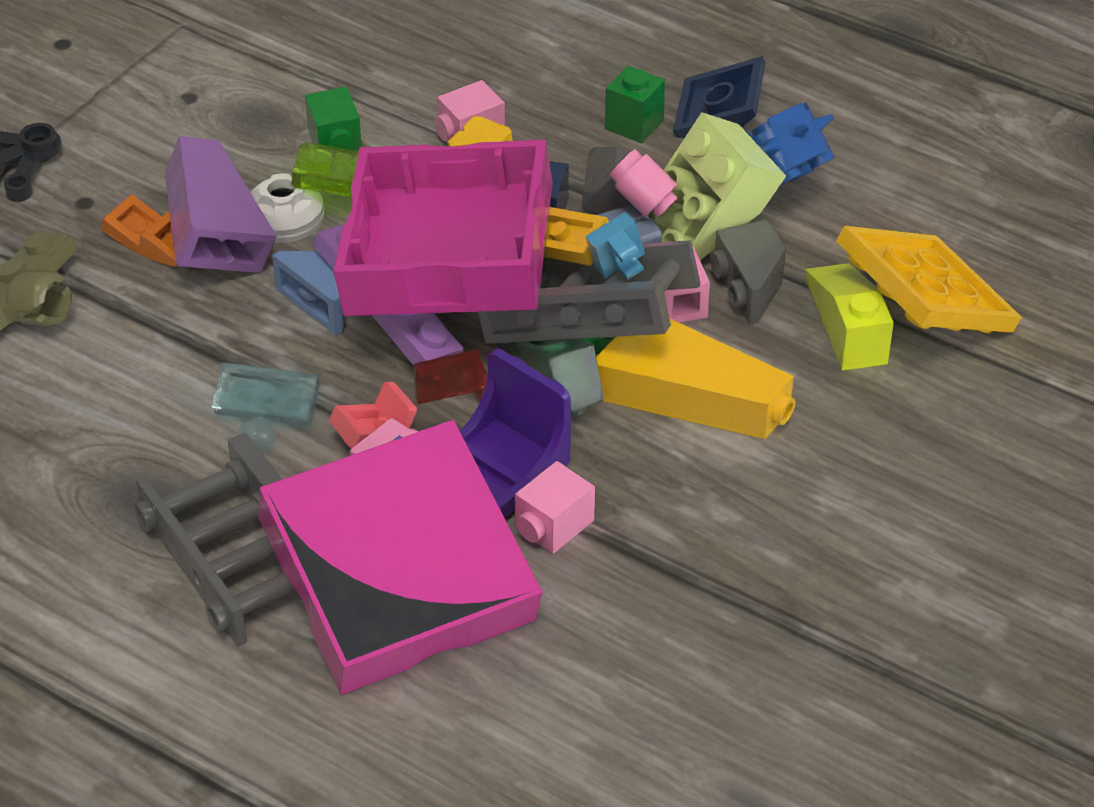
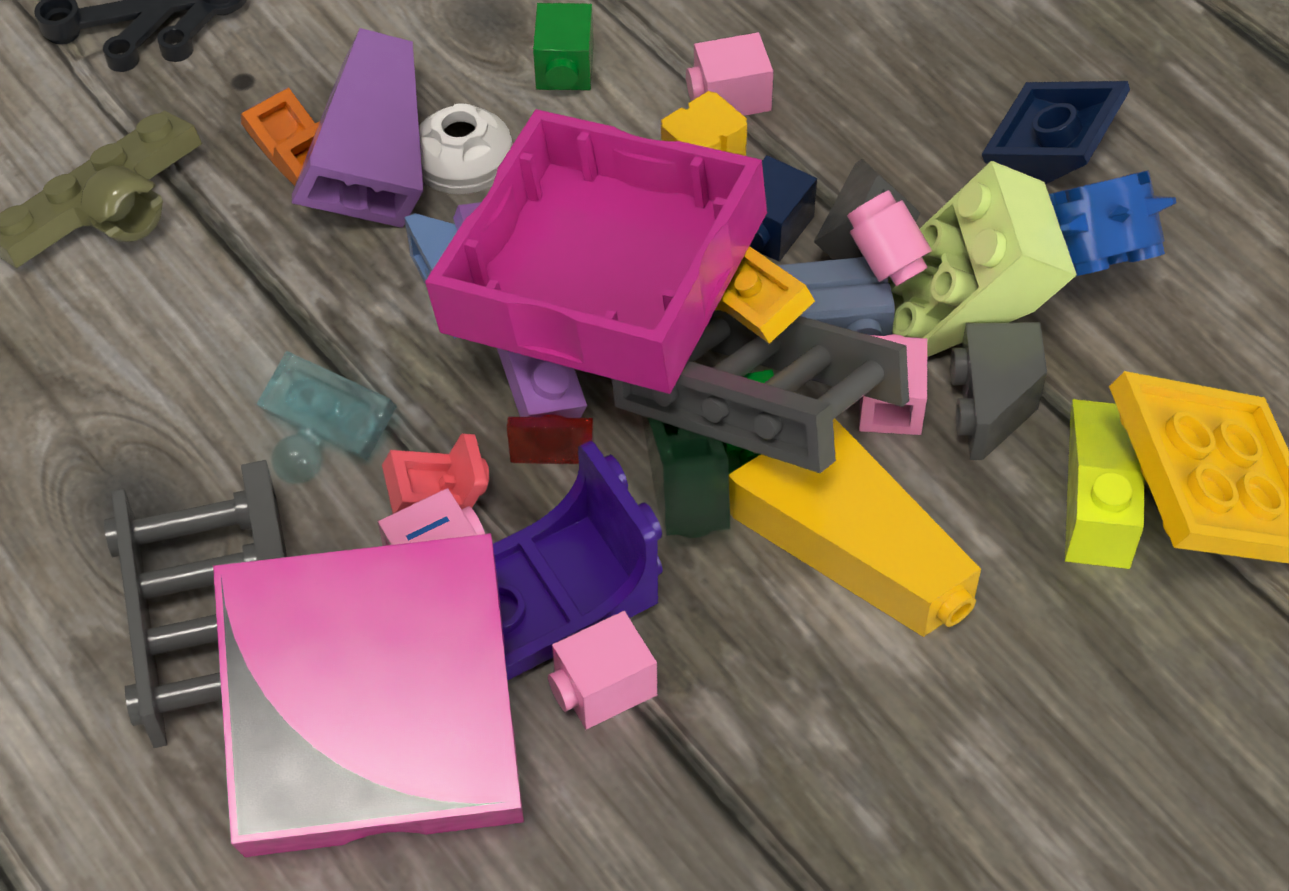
camera: 20 degrees right, 10 degrees up
(324, 169) = (516, 95): clear neon green slope -> none
(617, 247) = (804, 332): dark azure tile -> none
(634, 104) = (941, 108): green brick -> none

